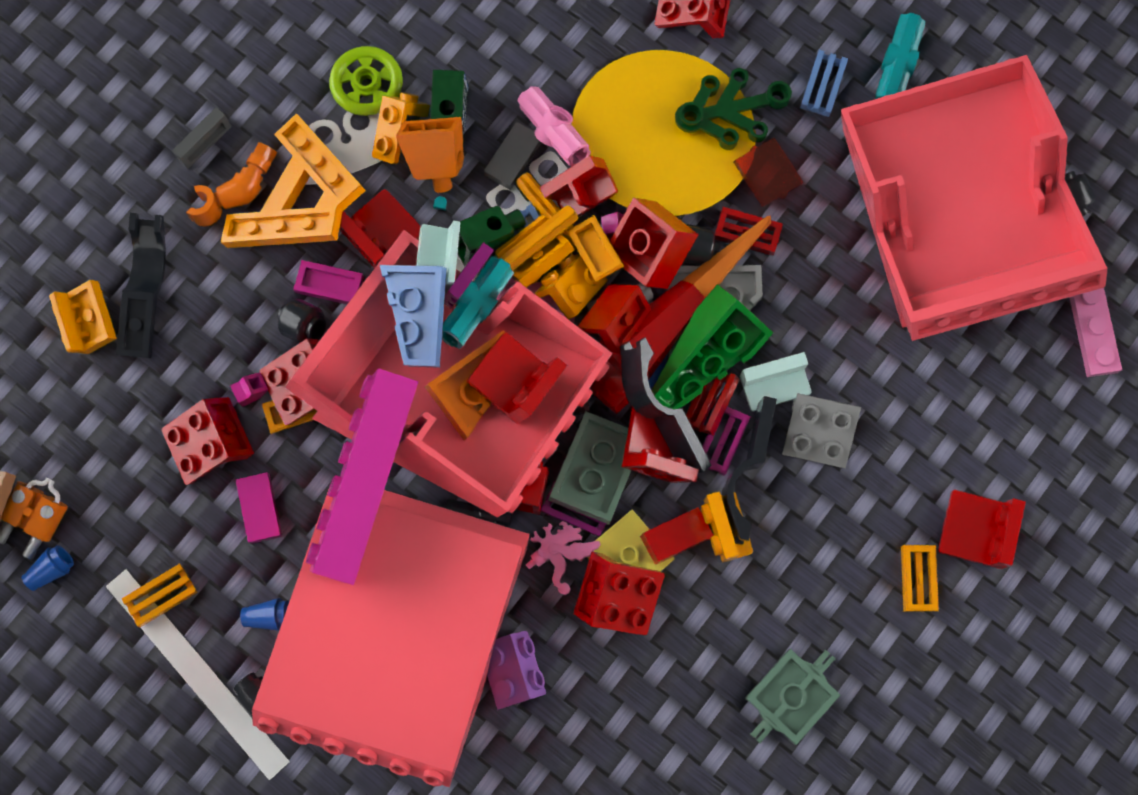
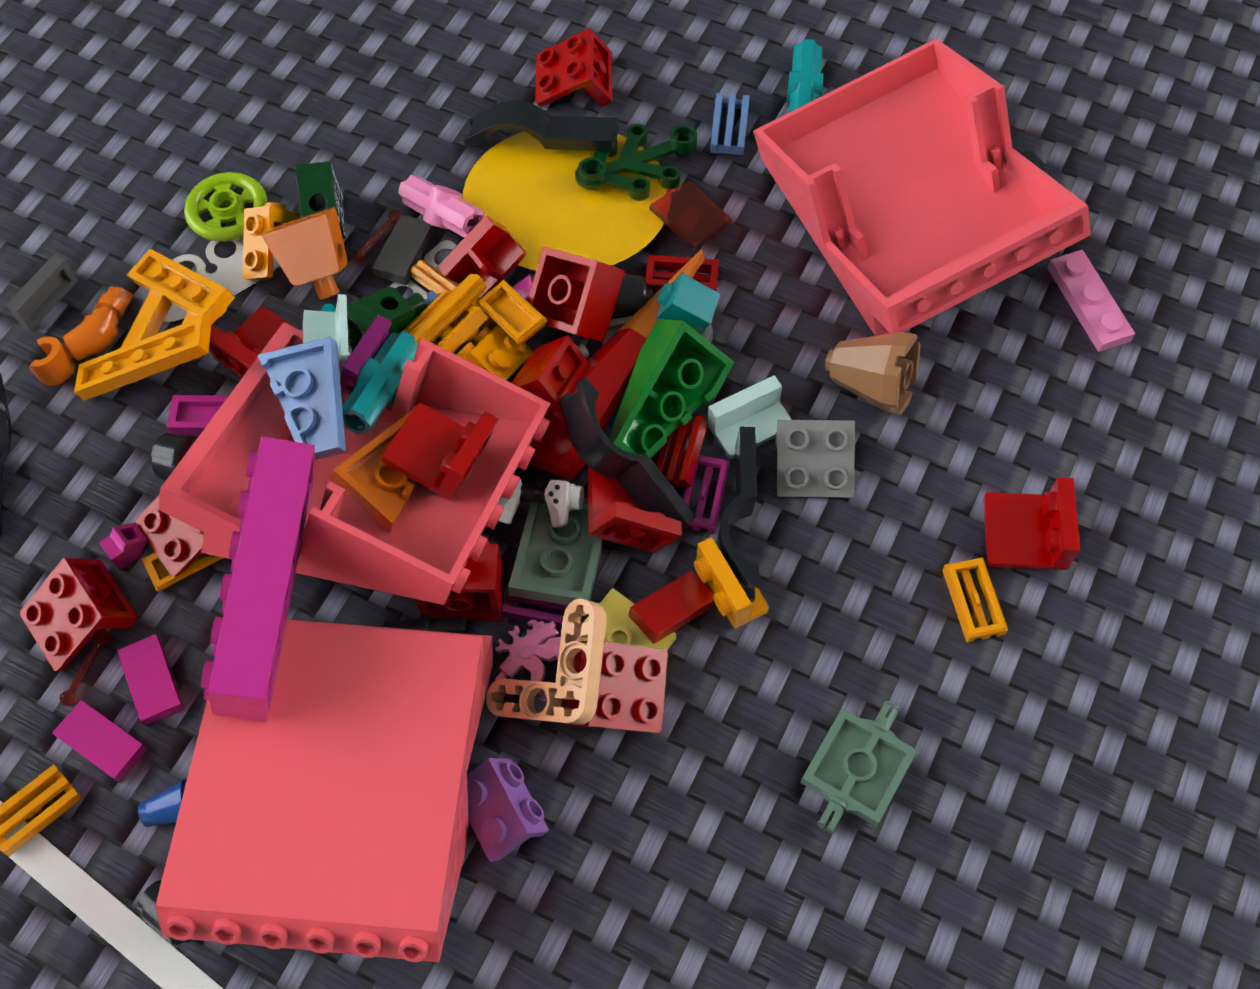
camera: 10 degrees left, 15 degrees down
(194, 509) = (101, 638): none -> clear red hinge
(215, 550) = (100, 741): none -> dark pink tile
(510, 120) = (360, 254): none -> clear red hinge
(582, 590) = (569, 683): none -> light nougat beam
(605, 427) = (559, 495): none -> white piece
(661, 62) = (551, 131): none -> black piece
(745, 274) = (688, 301): none -> teal brick
(891, 362) = (877, 368): none -> medium nougat cone

